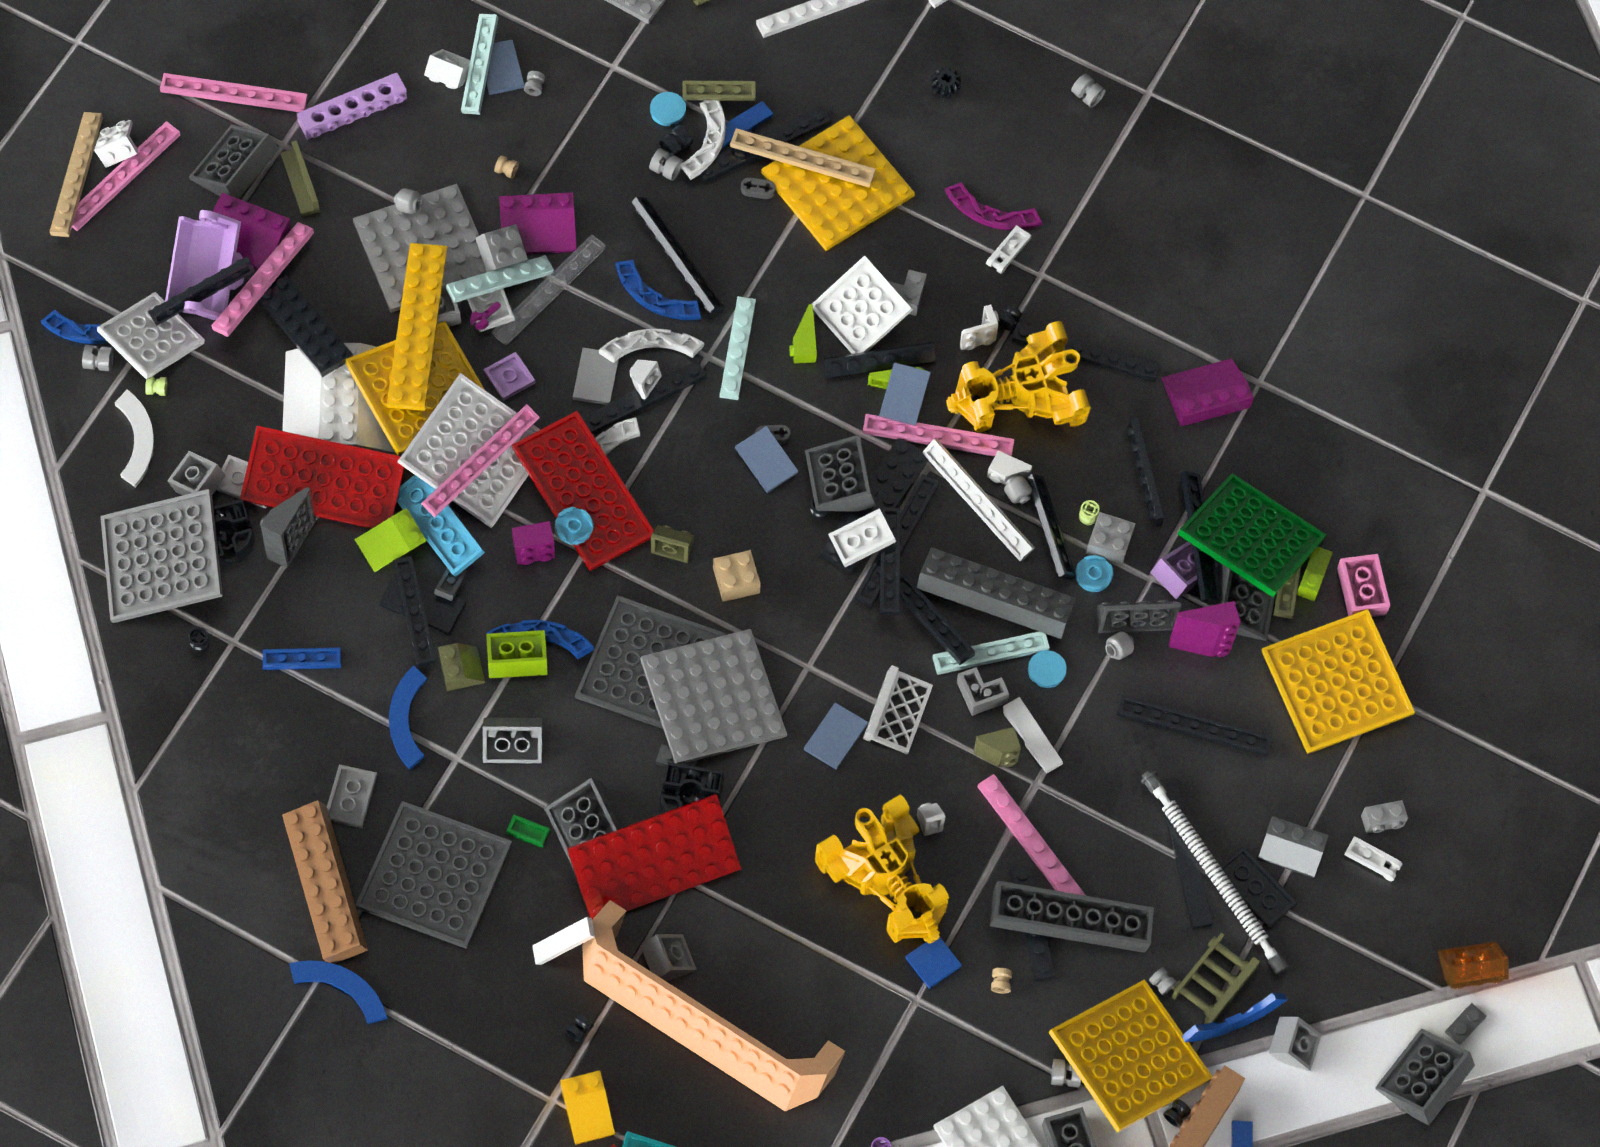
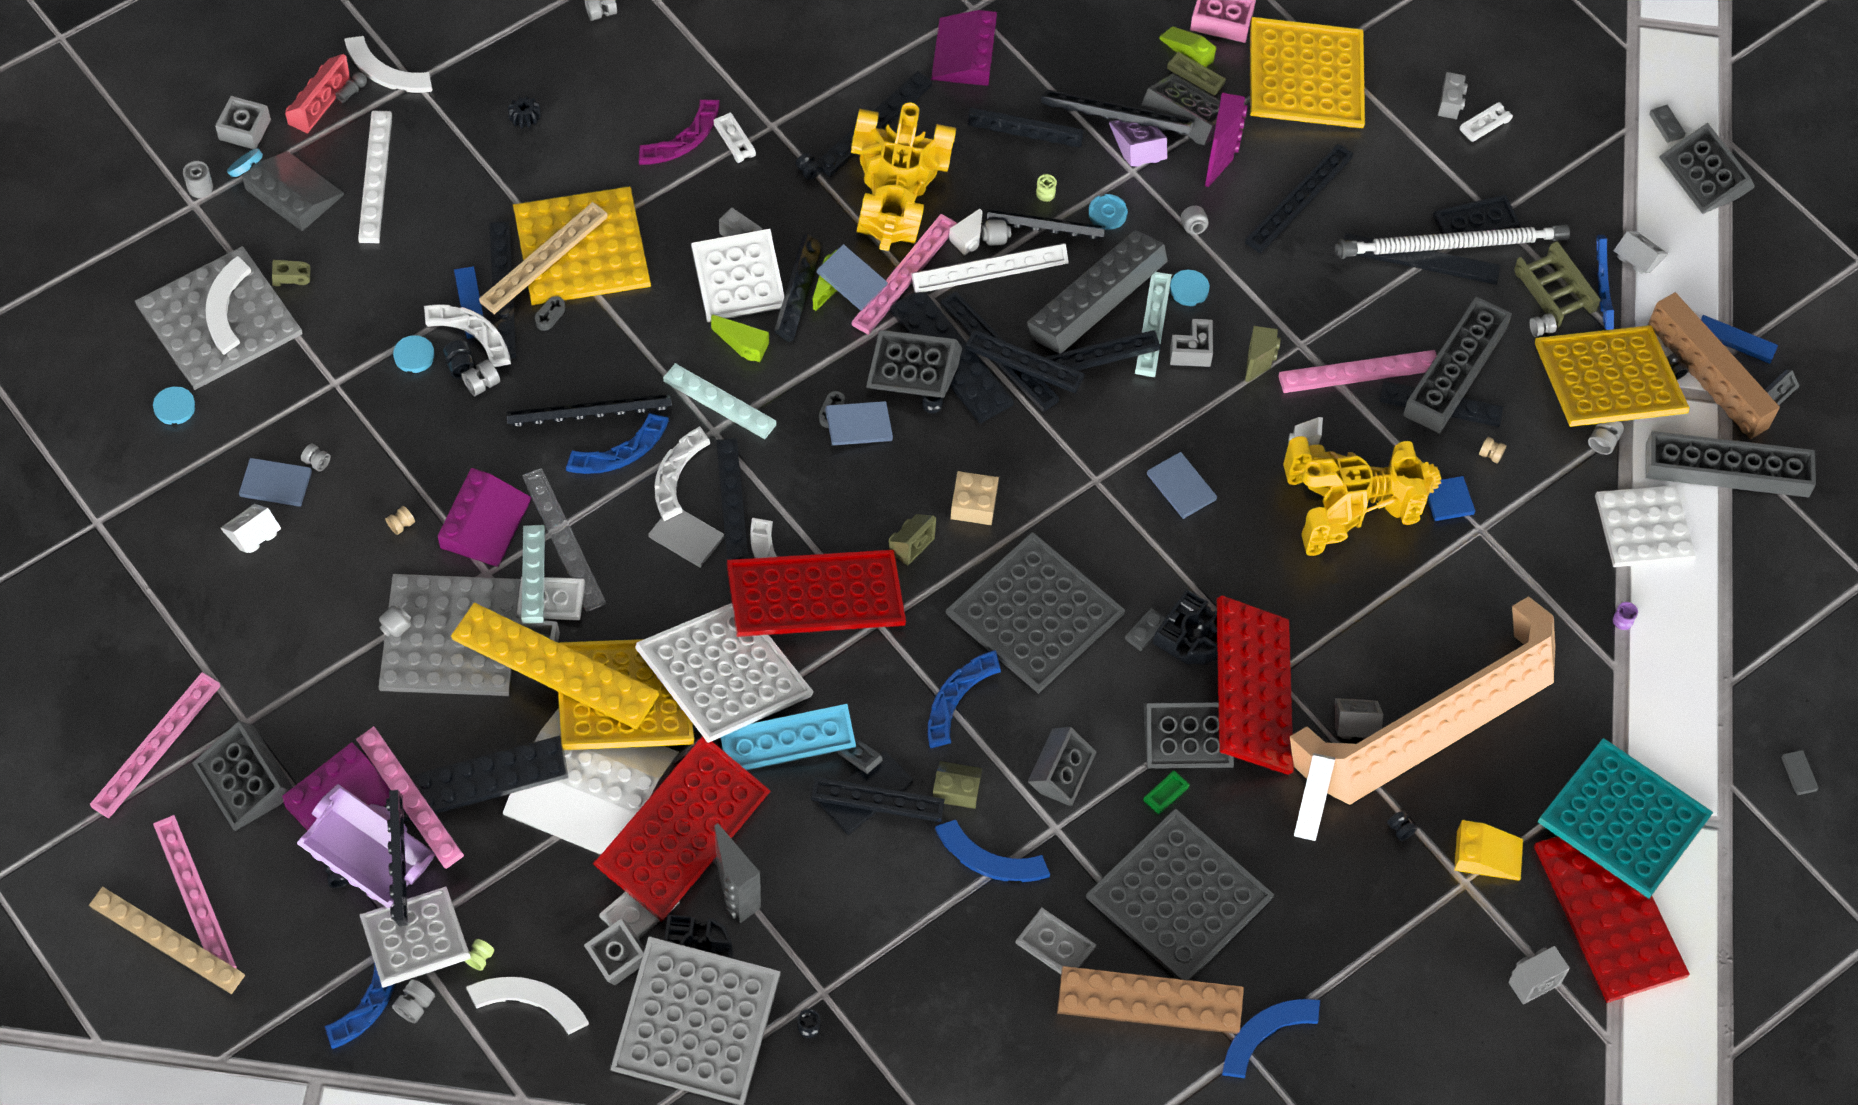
camera: 65 degrees left, 5 degrees down
(115, 144) = (152, 883): white bracket -> none
(300, 180) = (303, 718): olive fence -> none
(301, 658) = (875, 932): blue tile -> none
(358, 98) = (242, 685): lavender brick -> none
(390, 540) = (784, 789): lime slope -> none
(479, 64) = (265, 495): light aqua plate -> none
(480, 460) = (743, 667): bright pink plate -> none
(484, 316) = (568, 604): magenta bar -> none
(501, 248) = (501, 556): light grey brick -> none
(509, 376) = (644, 613): lavender tile -> none
(517, 654) = (971, 723): lime slope -> none
(533, 543) = (855, 659): magenta brick -> none
(574, 525) = (854, 614): medium azure tile -> none
(645, 376) = (715, 490): white slope -> none
(713, 696) = (1098, 568): light grey plate -> none
(719, 90) = (424, 299): olive fence -> none
(862, 537) = (991, 372): white plate -> none
(884, 701) = (1169, 432): white fence -> none
(981, 334) = (813, 182): white bracket -> none
(1031, 733) = (1242, 325): white slope -> none
(1110, 538) = (1082, 181): light grey brick -> none
(1137, 616) = (1172, 190): dark grey slope -> none
(1252, 535) = (1138, 69): green plate -> none
(1293, 847) = (1451, 174): slope -> none
(1474, 965) = (1616, 92): clear orange slope -> none

